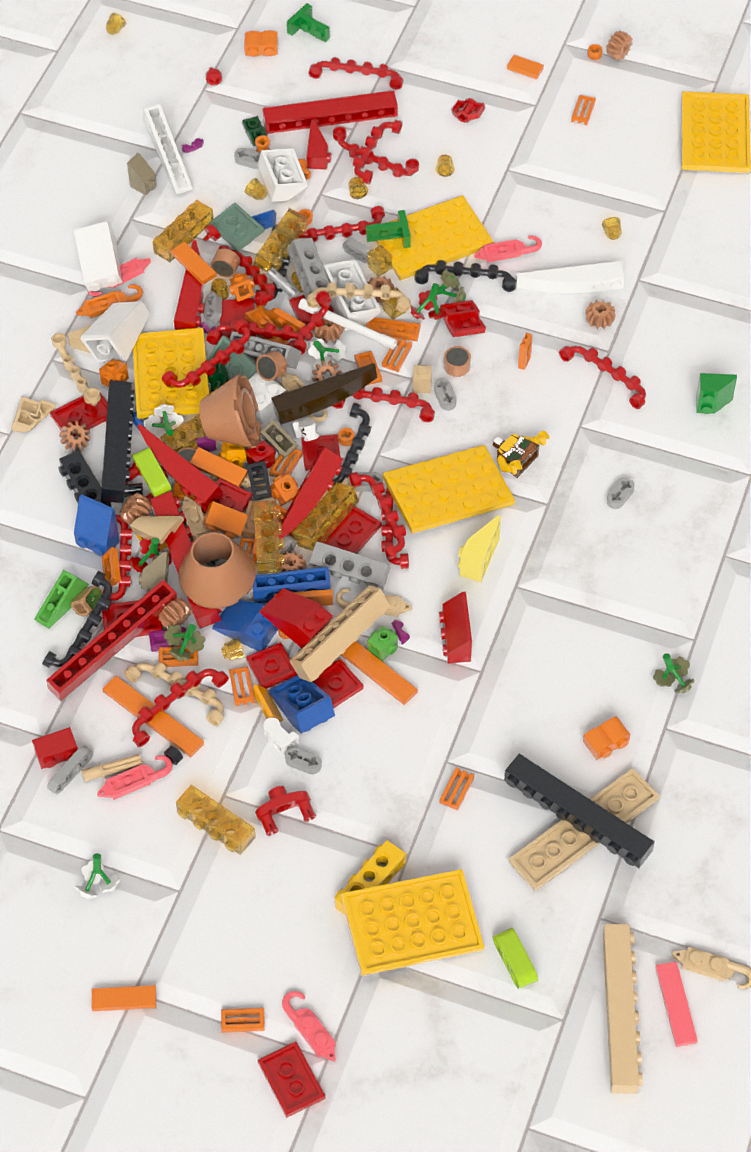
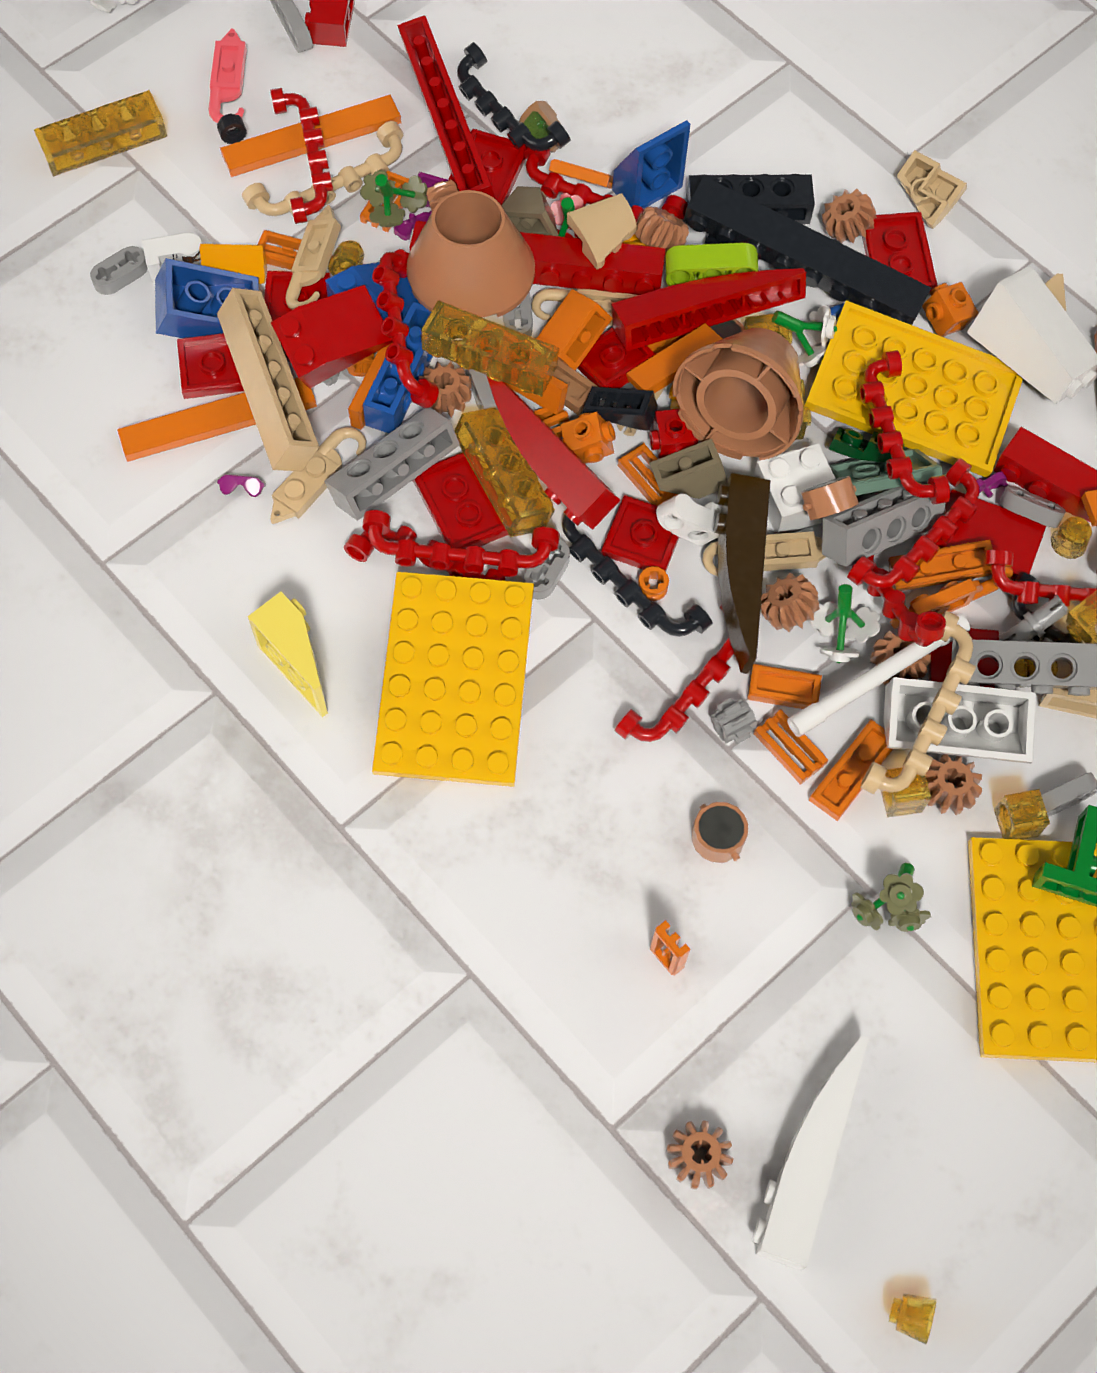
camera: 115 degrees right, 10 degrees up
(60, 598) = (569, 100): bright green slope -> none
(91, 395) = (901, 238): tan bar -> none
(111, 768) = (265, 51): tan axle -> none
(241, 286) = (1054, 560): orange brick -> none
(247, 659) = (313, 256): none -> tan plate
(282, 801) = (70, 214): red connector -> none
(304, 562) = (388, 274): none -> red bar
(382, 643) = (226, 440): bright green brick -> none
(400, 375) = (734, 720): none -> light grey gear
(422, 379) = (706, 750): tan brick -> none
(428, 301) = (887, 854): red plant -> none
(448, 393) = (661, 771): light grey beam -> none
(456, 629) = (177, 550): red slope -> none
(462, 318) = (813, 891): red slope -> none
(507, 250) = (950, 1071): coral plate -> none
(508, 283) = (925, 980): black bar -> none
(518, 452) = (459, 818): torso -> none
(604, 364) = (545, 1107): red bar -> none
(623, 495) = (291, 951): light grey beam -> none
(714, 392) = (381, 1248): slope -> none

